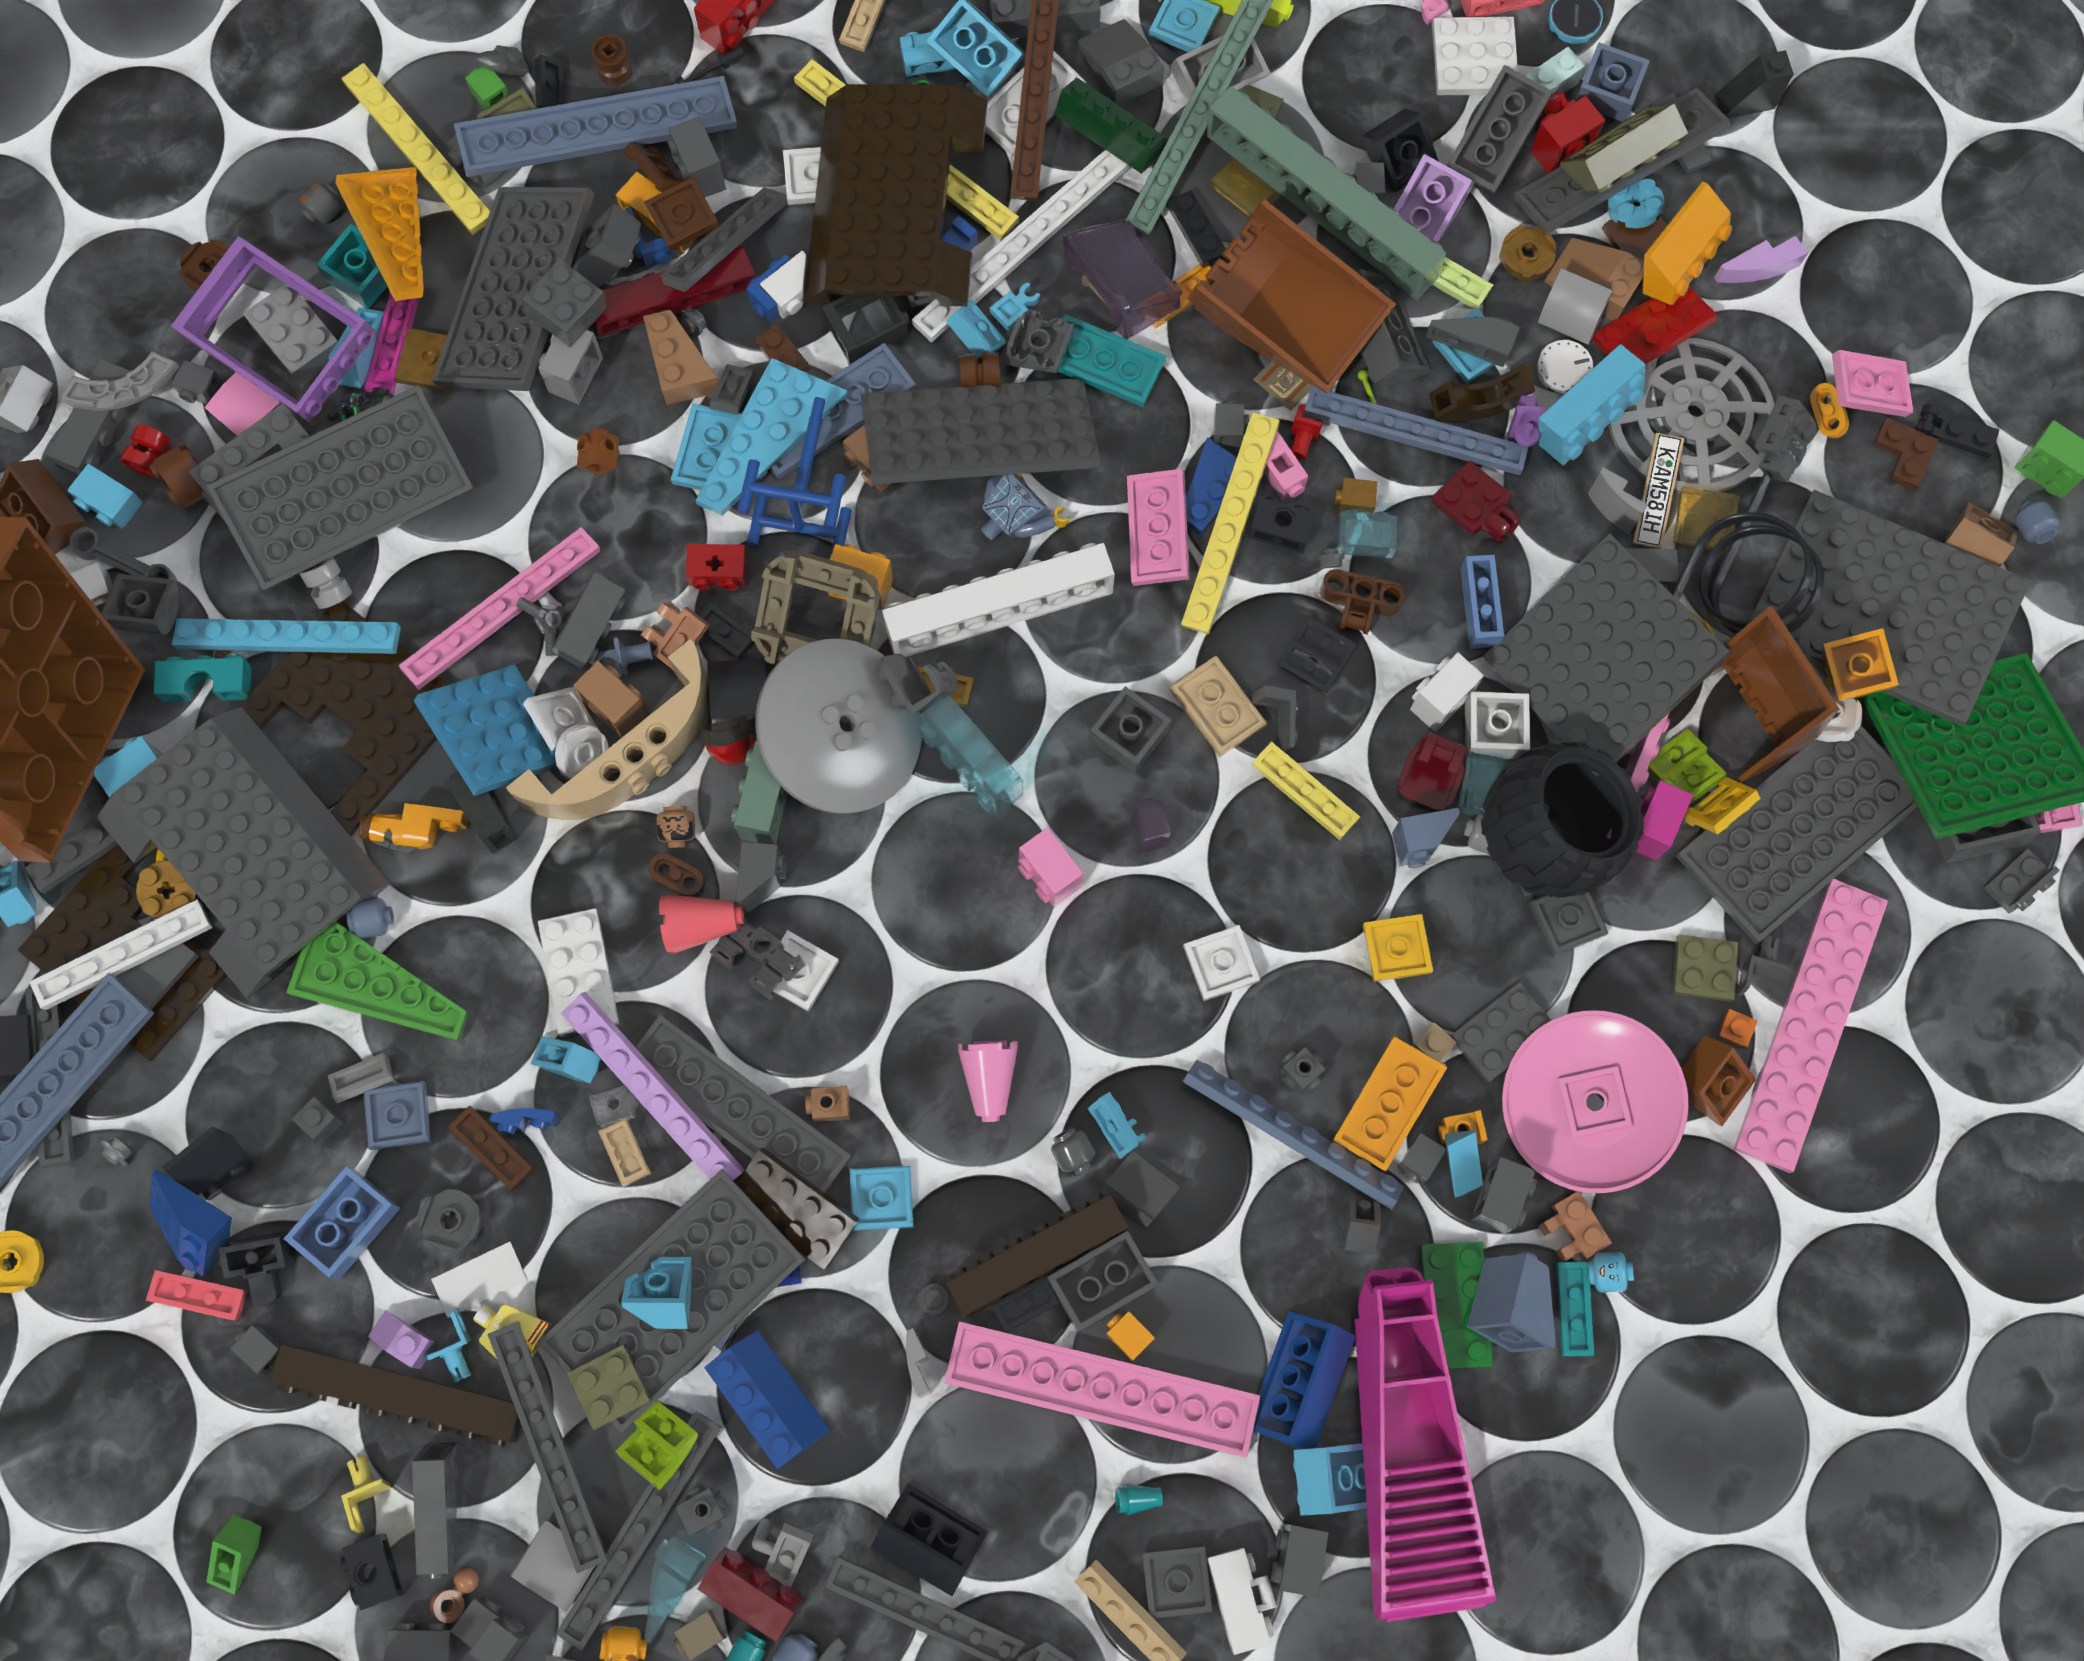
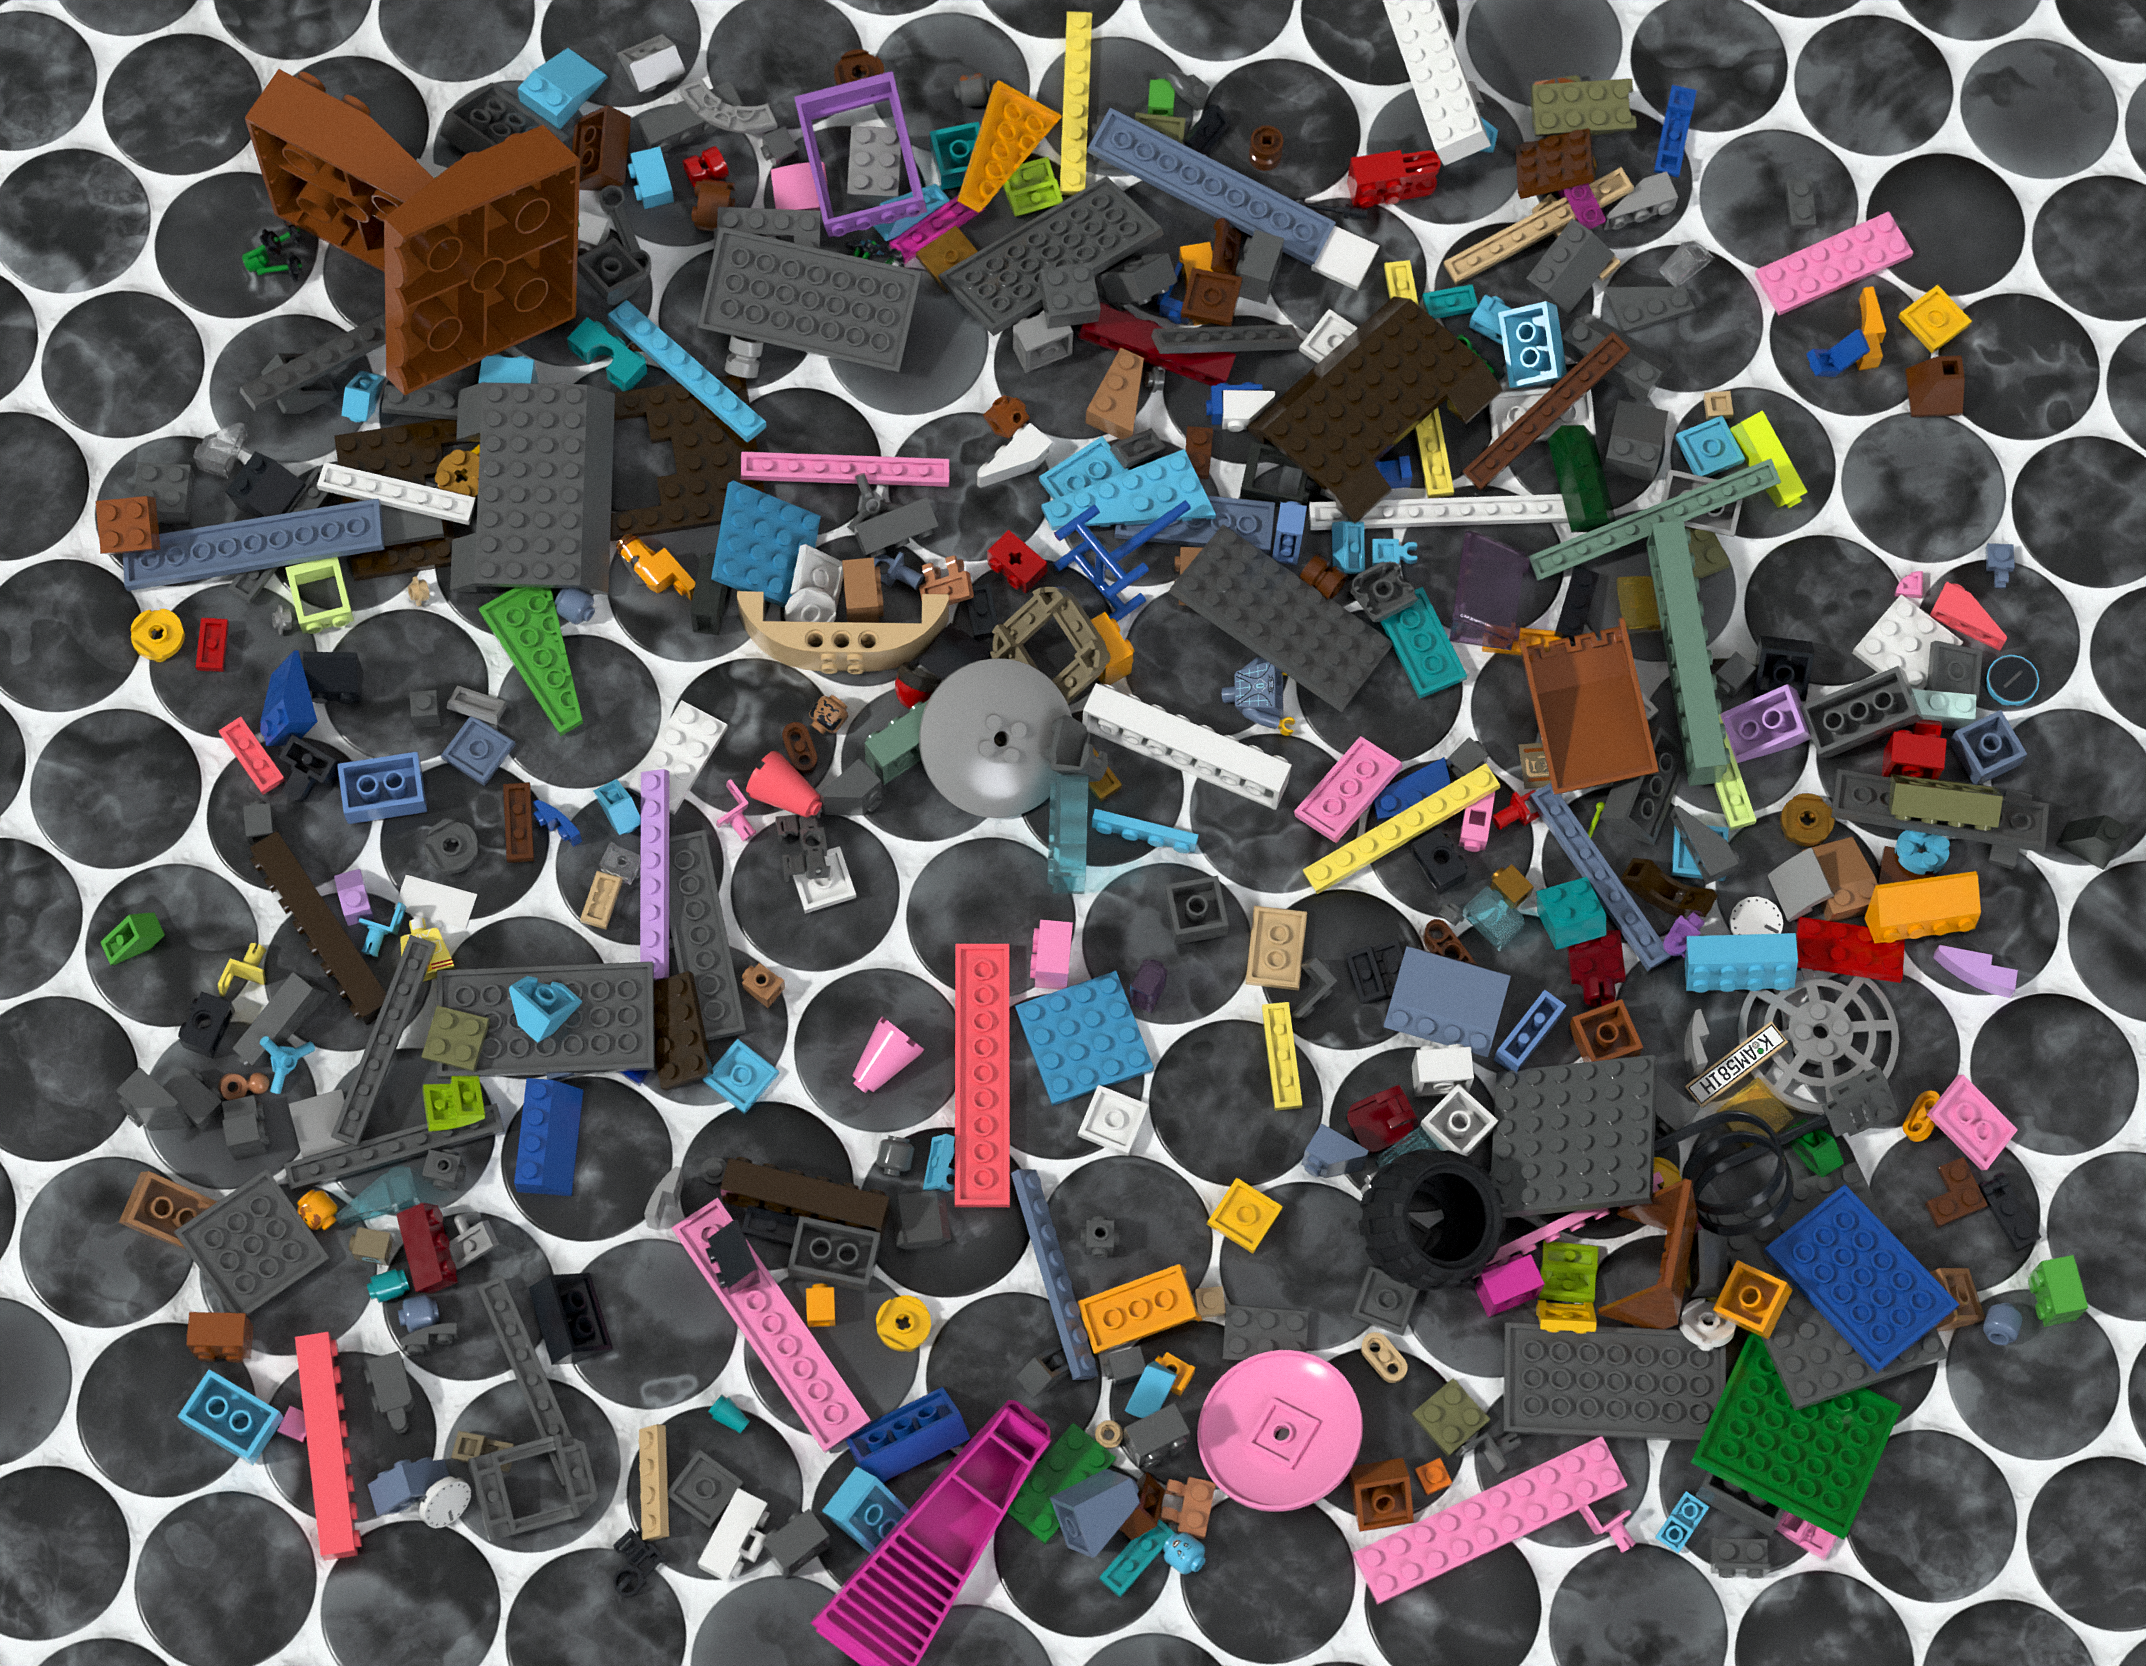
camera: 40 degrees right, 5 degrees down
(70, 1228) = (212, 644): none -> red plate
(107, 1084) = (315, 571): none -> yellowish green window
(218, 1022) = (418, 591): none -> tan plate
(446, 246) = (1032, 188): none -> lime slope
(472, 1541) = (284, 1060): none -> medium azure piece
(639, 476) = (1023, 454): none -> white slope
(676, 981) = (735, 816): none -> bright pink bracket
(757, 99) = (1345, 258): none -> white tile
(875, 65) = (1450, 301): none -> teal plate
(923, 354) = (1289, 532): none -> medium blue brick
(1025, 1365) = (733, 1258): none -> black slope
(1036, 696) = (1137, 829): none -> medium azure plate
(1081, 1020) = (982, 1076): none -> coral plate
(1133, 915) = (1084, 1038): none -> dark azure plate
(1218, 1272) = (908, 1338): none -> yellow plate
(1397, 632) = (1447, 1000): none -> sand blue slope
(1425, 477) = (1571, 913): none -> teal brick
(1466, 1223) = (1109, 1426): none -> tan plate
(1528, 42) = (1954, 669): none -> dark grey plate
(1542, 554) = (1605, 1033): none -> dark orange brick
(1560, 1270) = (1148, 1511): none -> reddish brown slope
(1611, 966) = (1384, 1358): none -> tan plate
(1779, 501) = (1817, 1151): none -> green slope
(1907, 944) = (1613, 1526): none -> bright pink bracket
(1916, 577) = (1861, 1278): none -> blue plate
(1951, 892) = (1682, 1522): none -> medium azure slope

